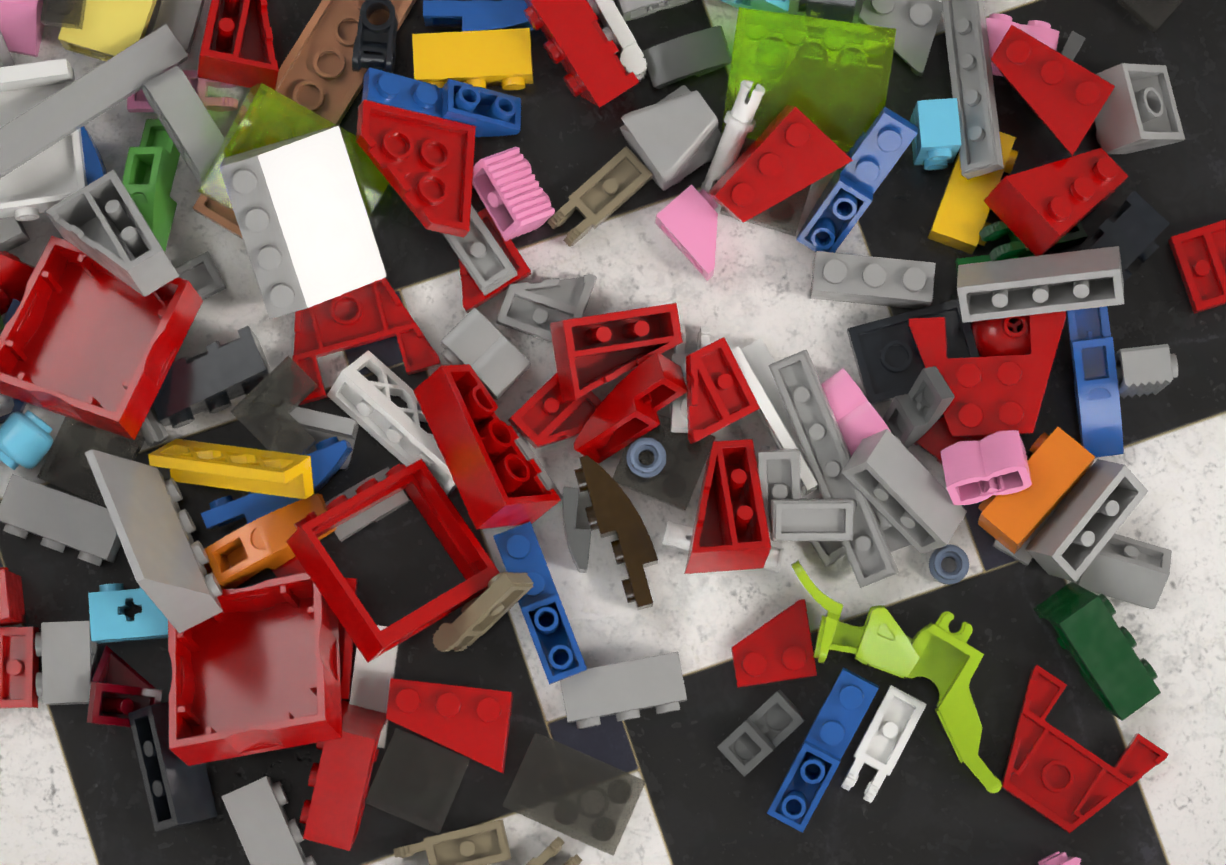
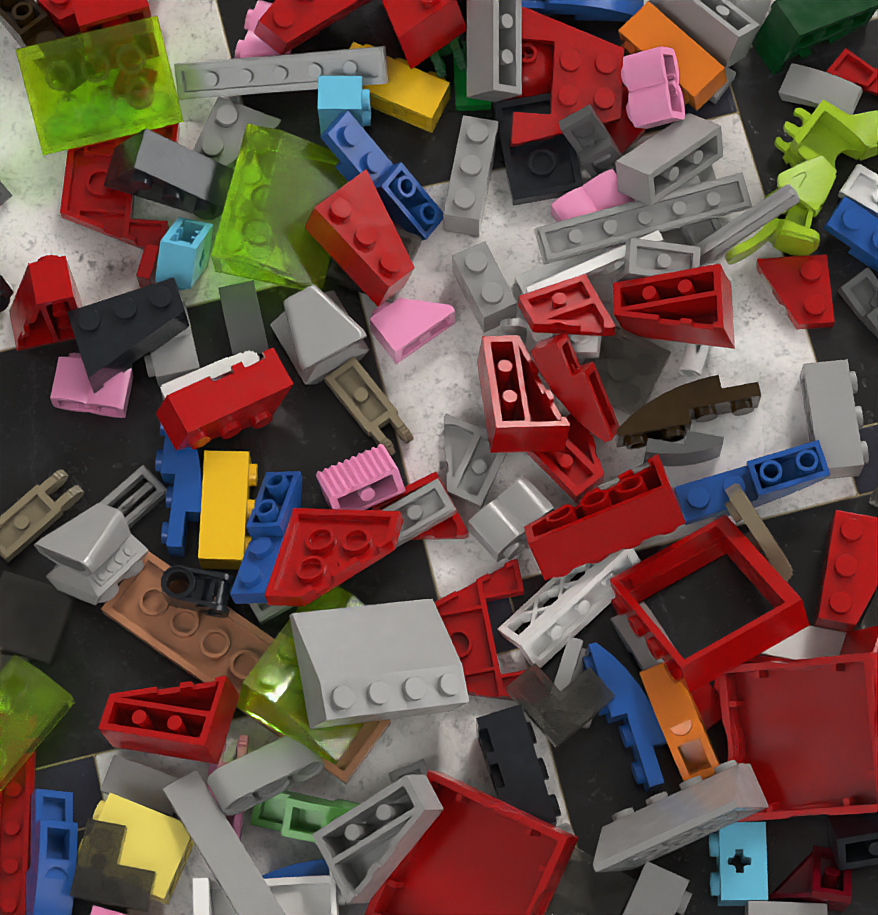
camera: 85 degrees left, 10 degrees down
(236, 468) = (609, 746): yellow fence -> none
(650, 445) = (622, 368): sand blue plate -> none
(738, 124) = (319, 270): white pin -> none
(744, 304) = (484, 286): none -> light grey brick
(811, 520) = (691, 233): light grey tile -> none
(834, 584) = (747, 223): none -> light grey axle
(961, 561) = (738, 130): sand blue plate -> none
(1013, 660) = (811, 86): none -> light grey slope

